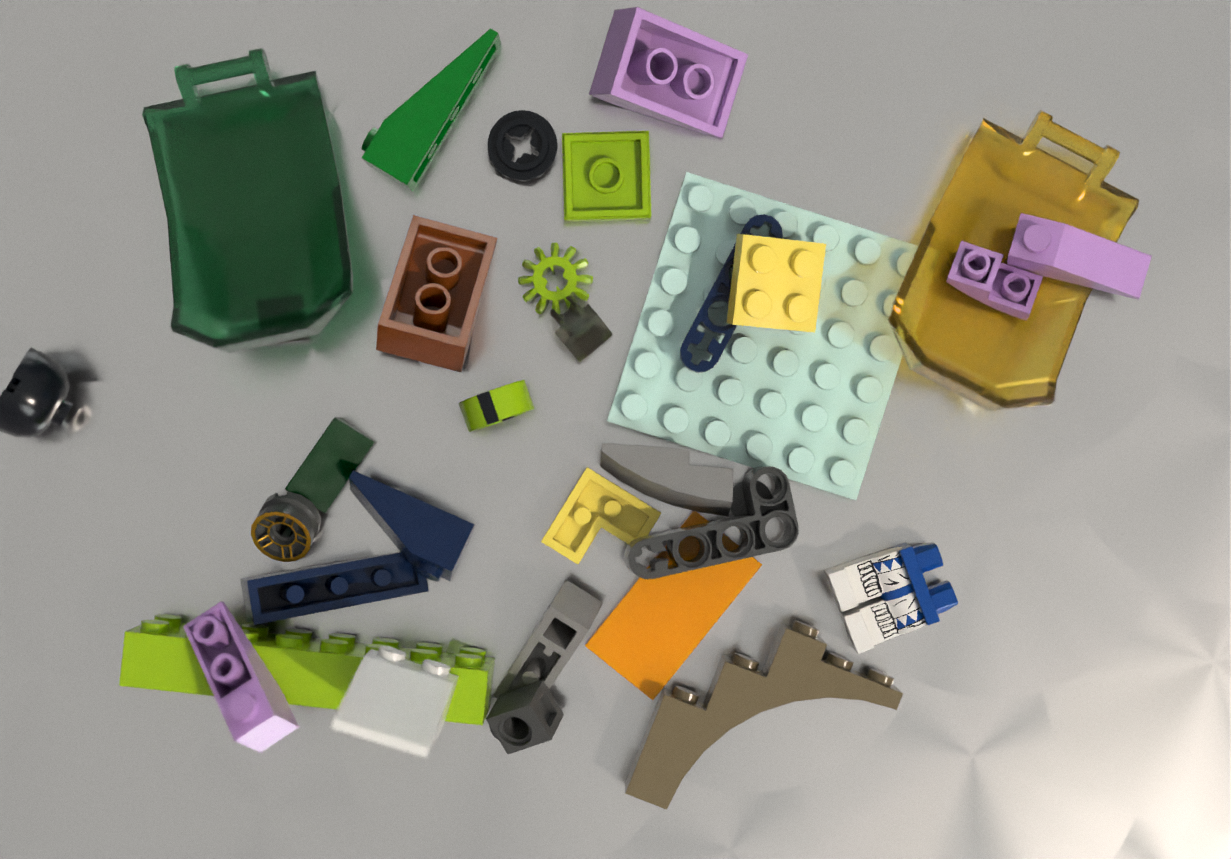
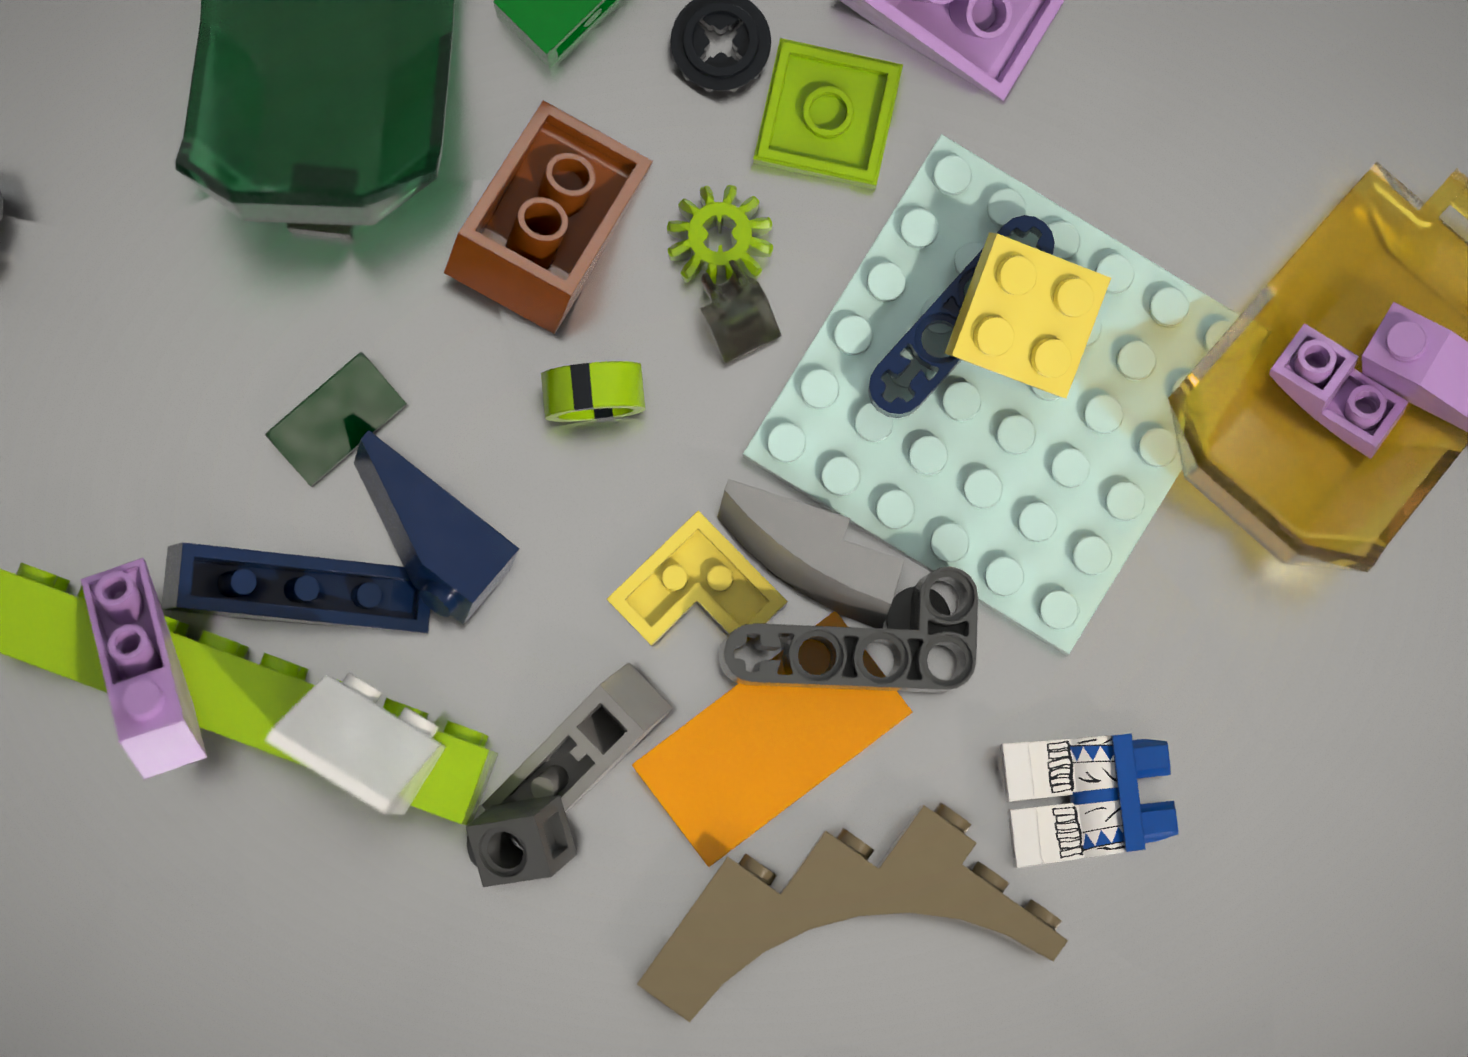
camera: 15 degrees right, 5 degrees down
(286, 527) = (255, 510): dark grey wheel -> none

